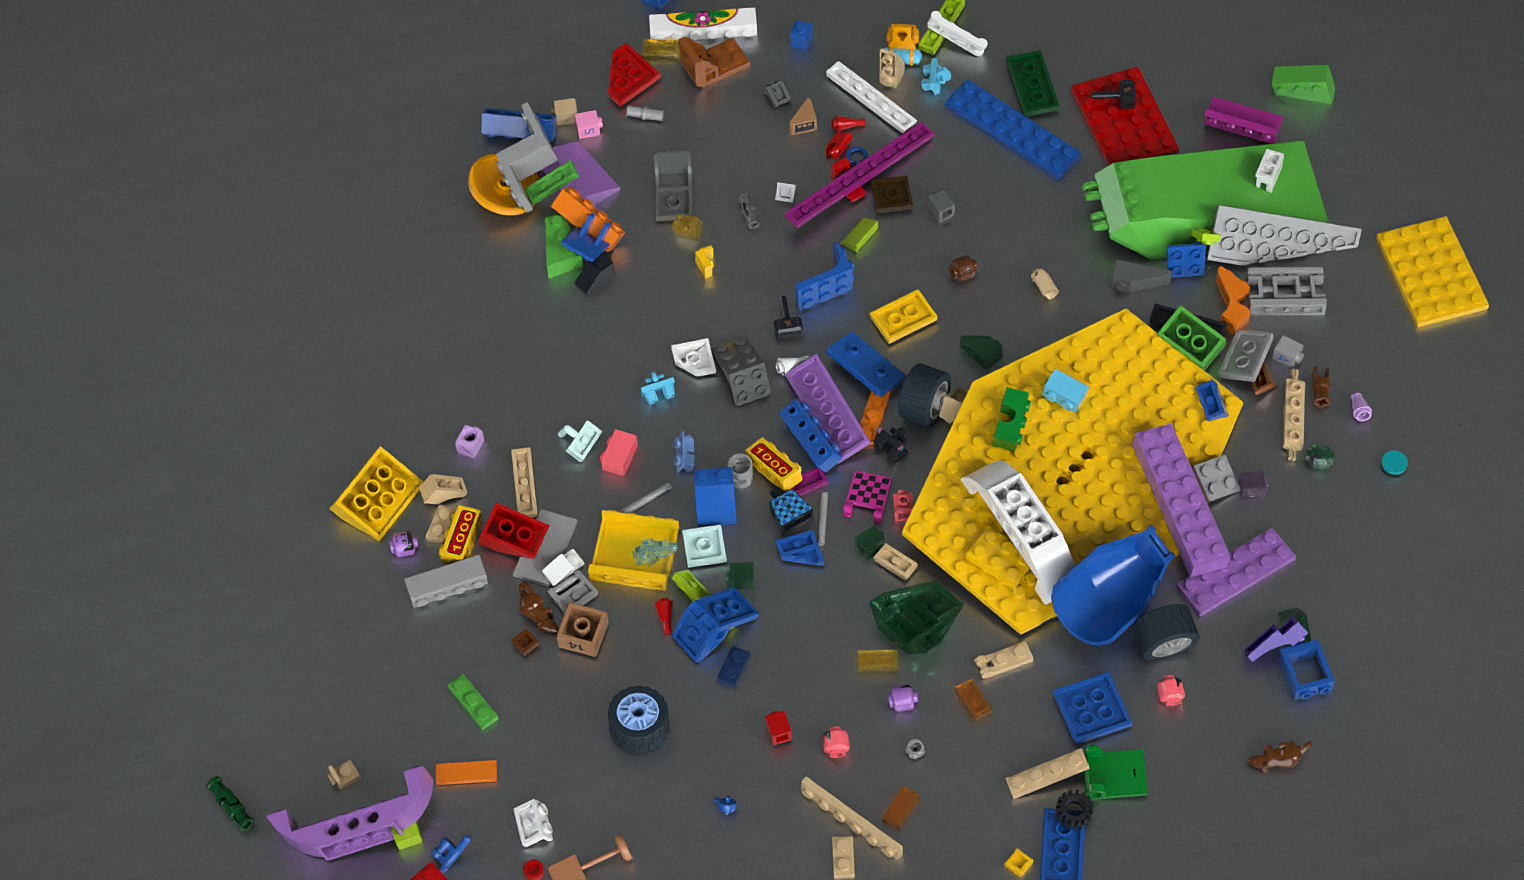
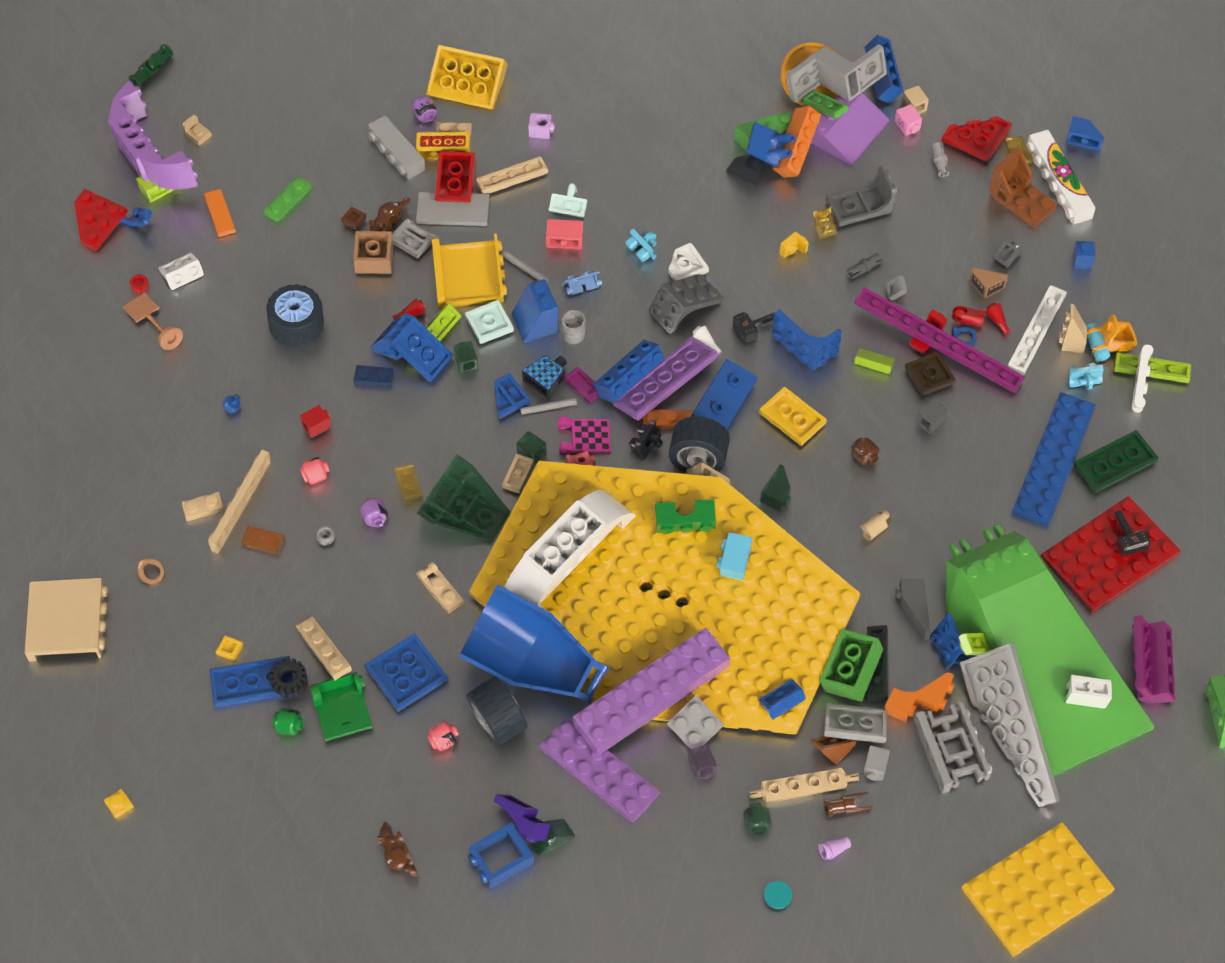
camera: 70 degrees right, 0 degrees up
(442, 488) = (486, 120): tan arch -> none
(562, 567) = (433, 223): white slope -> none
(651, 550) = (462, 279): clear light blue plate -> none
(774, 464) = (588, 350): yellow brick -> none
(973, 700) = (388, 571): clear orange plate -> none
(1119, 822) = (287, 721): none -> green head

